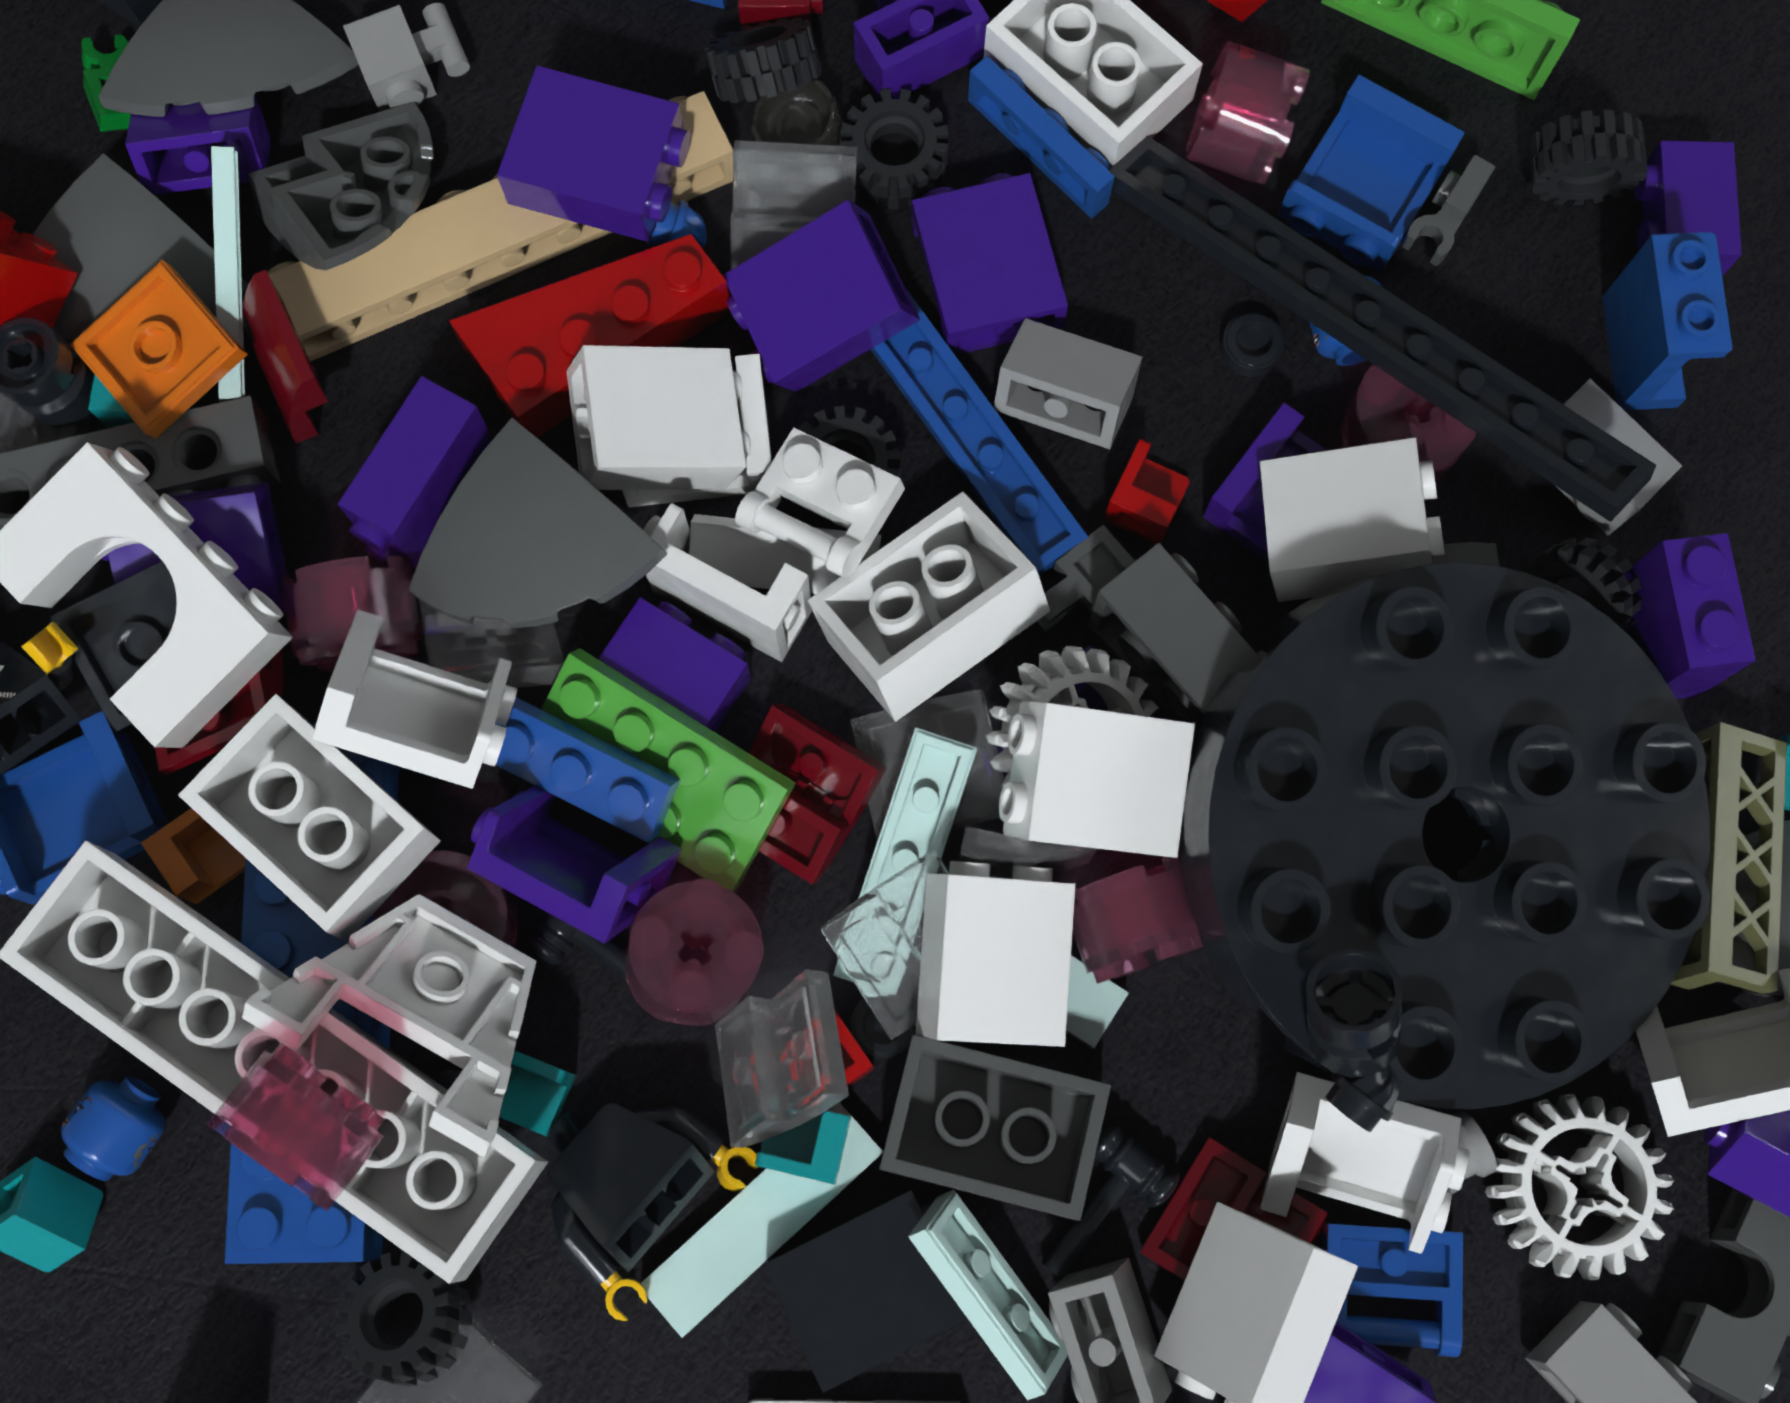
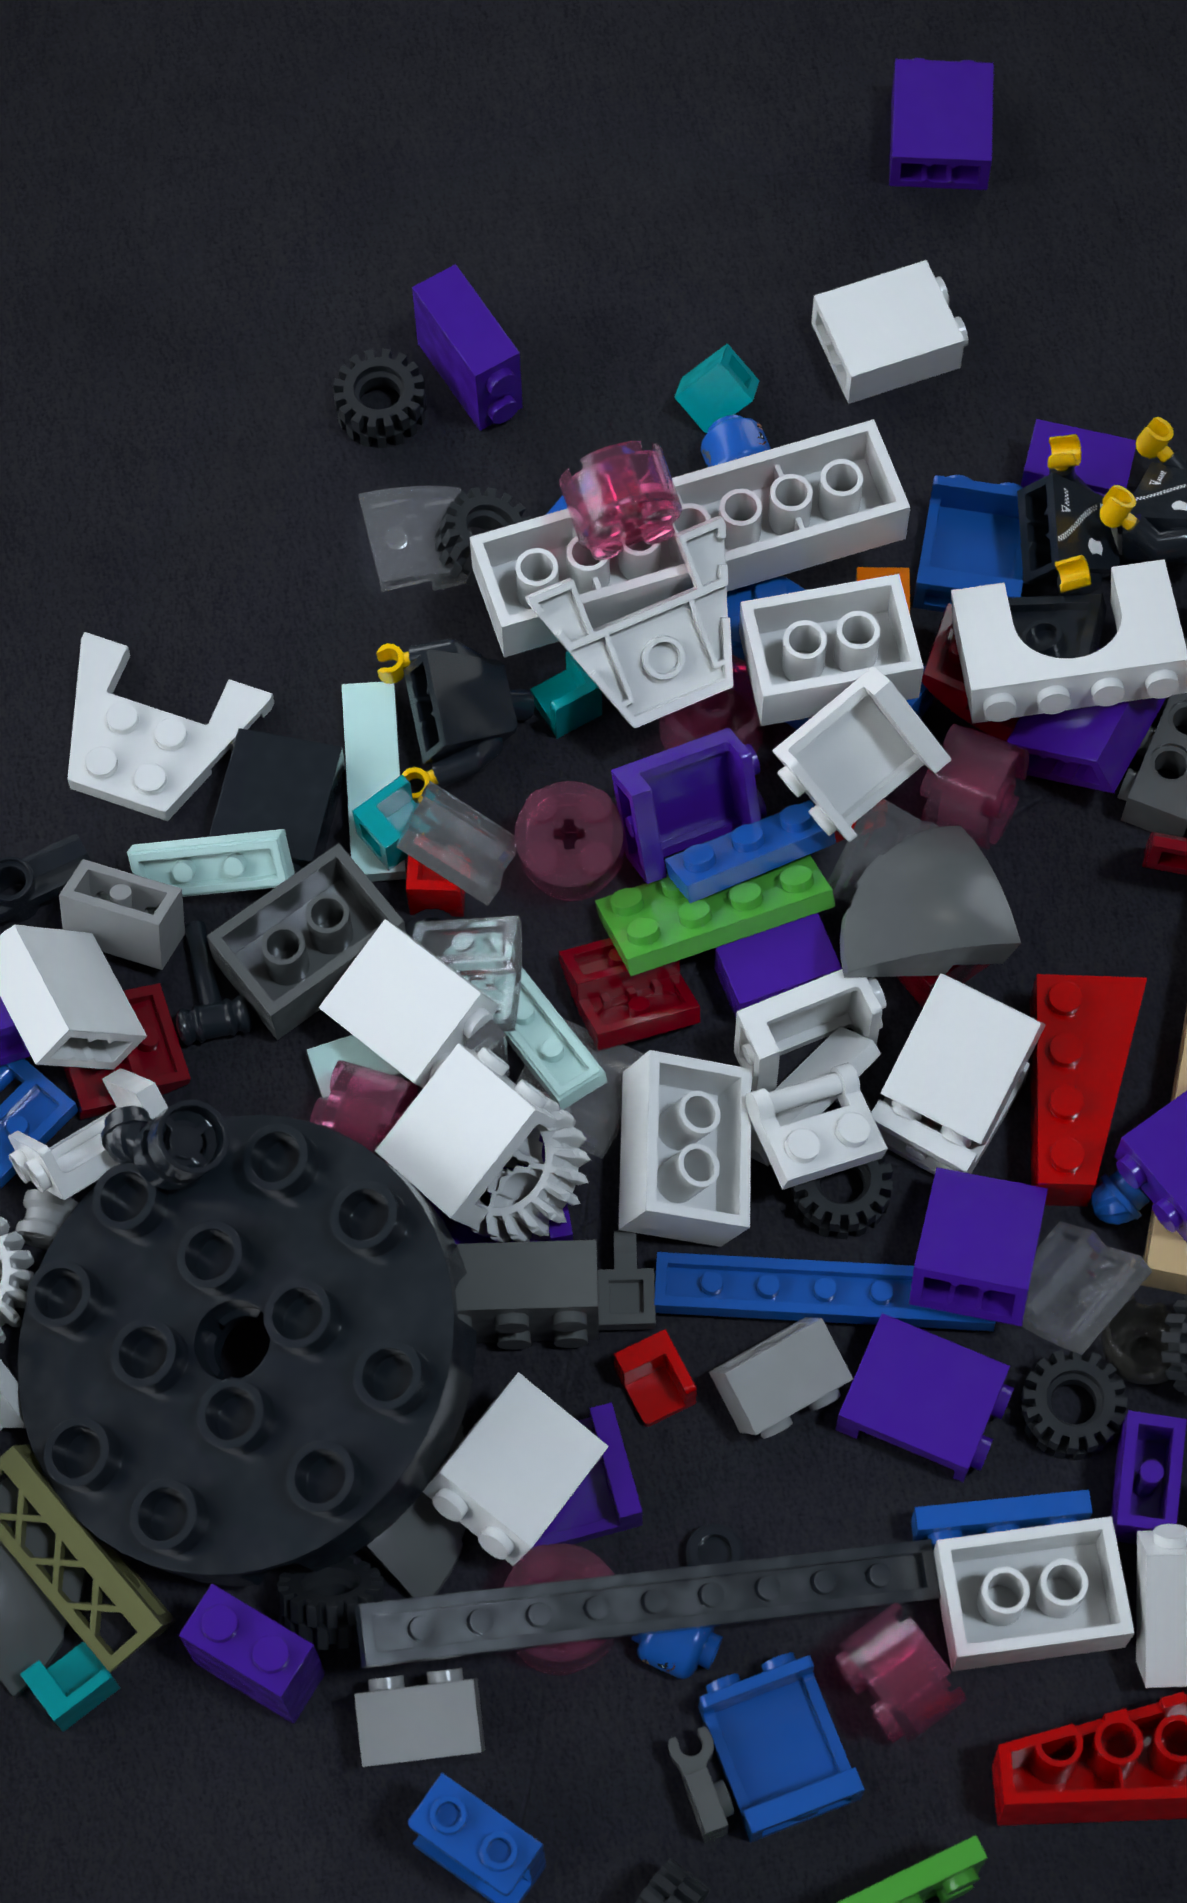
camera: 130 degrees right, 10 degrees down
(414, 472) = (1043, 887): dark purple brick -> none

